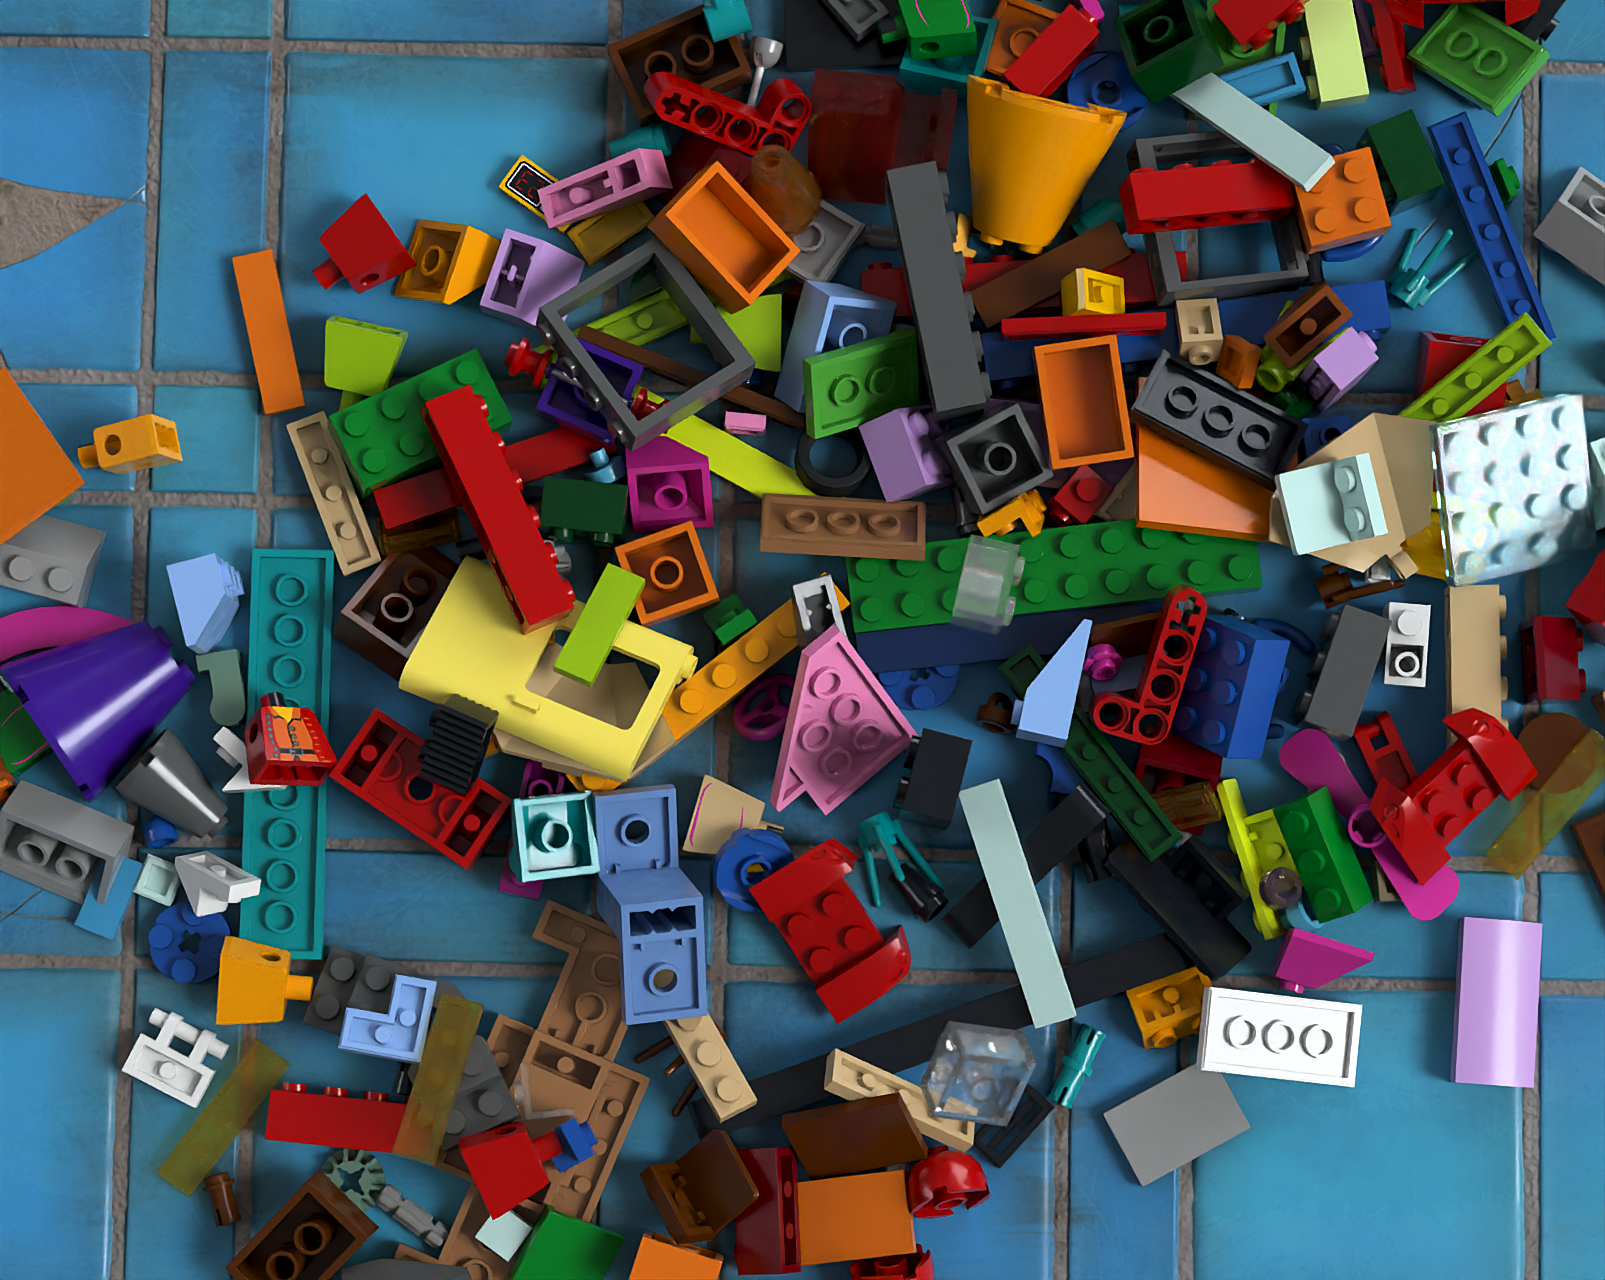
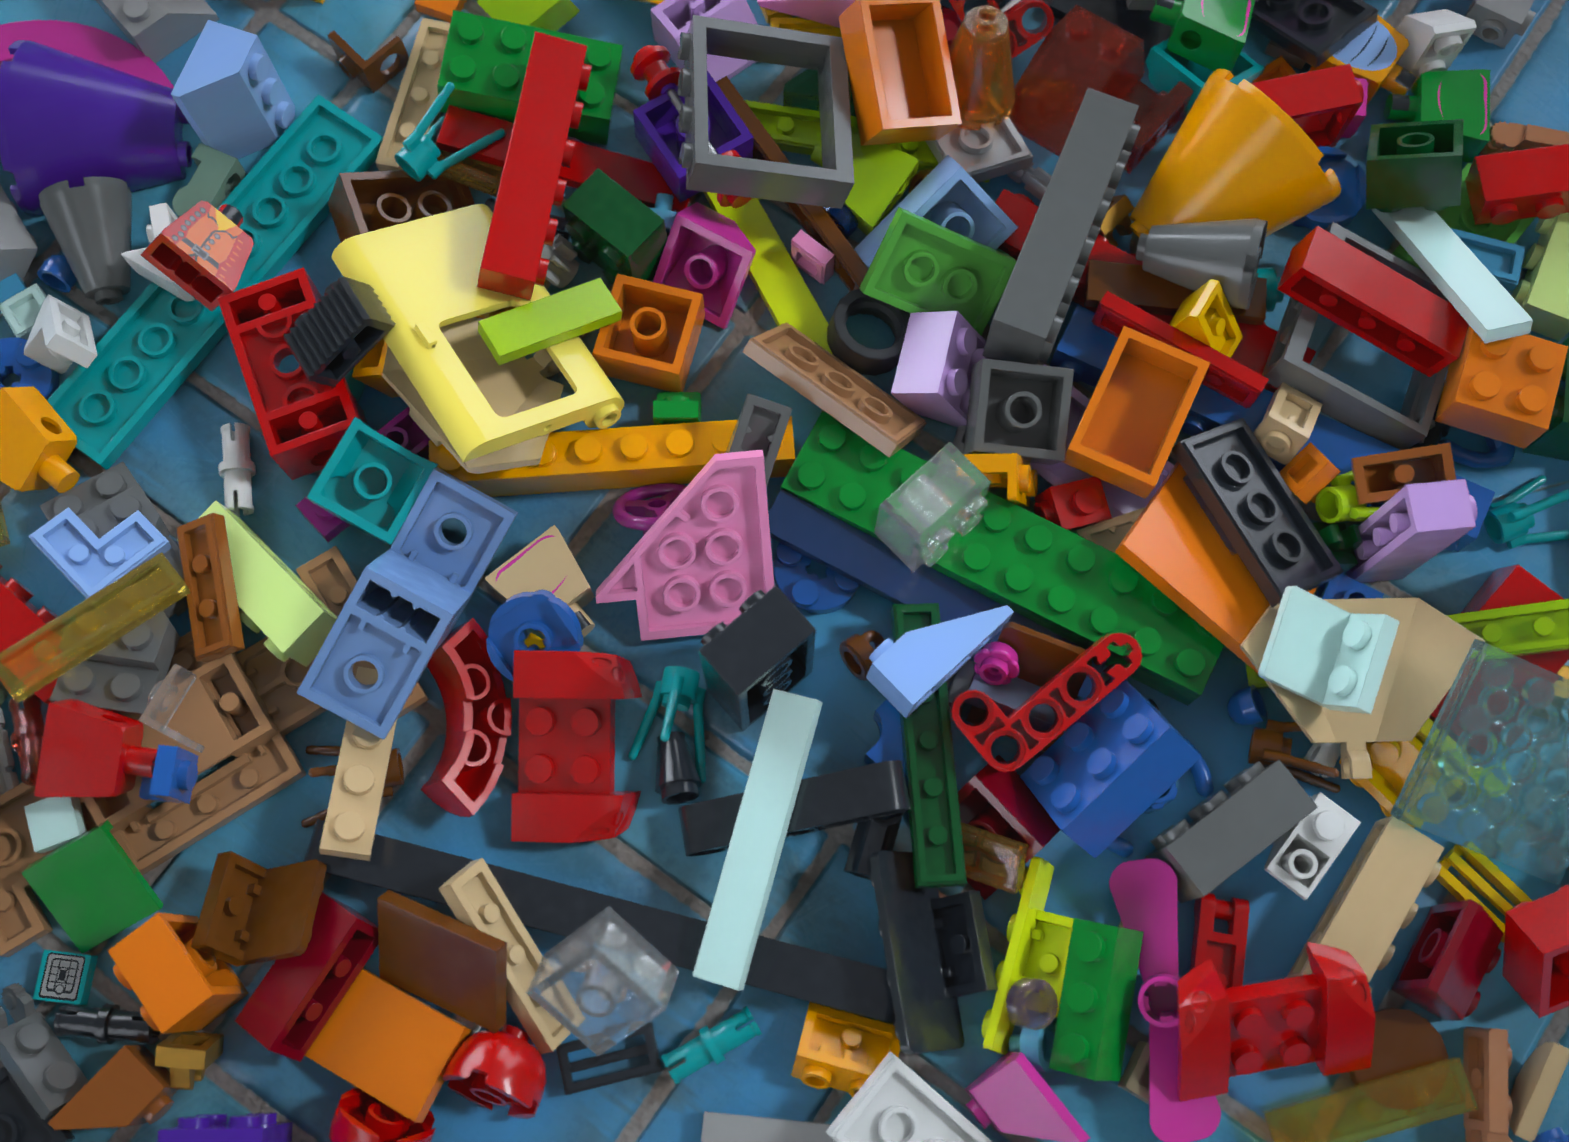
camera: 35 degrees right, 10 degrees down
(261, 504) = (369, 71): none -> reddish brown bracket
(385, 550) = (420, 152): none -> teal plant
(423, 892) = (237, 468): none -> white pin
(435, 1189) = (27, 736): none -> clear red pin
(502, 1000) = (213, 593): none -> dark orange tile
(519, 966) = (273, 595): none -> yellowish green brick
(753, 965) = (475, 722): none -> red brick
(1060, 242) = (1205, 251): none -> dark grey cone
(1301, 567) = (1247, 706): none -> blue hinge
(1546, 572) = (1487, 869): none -> yellow tile

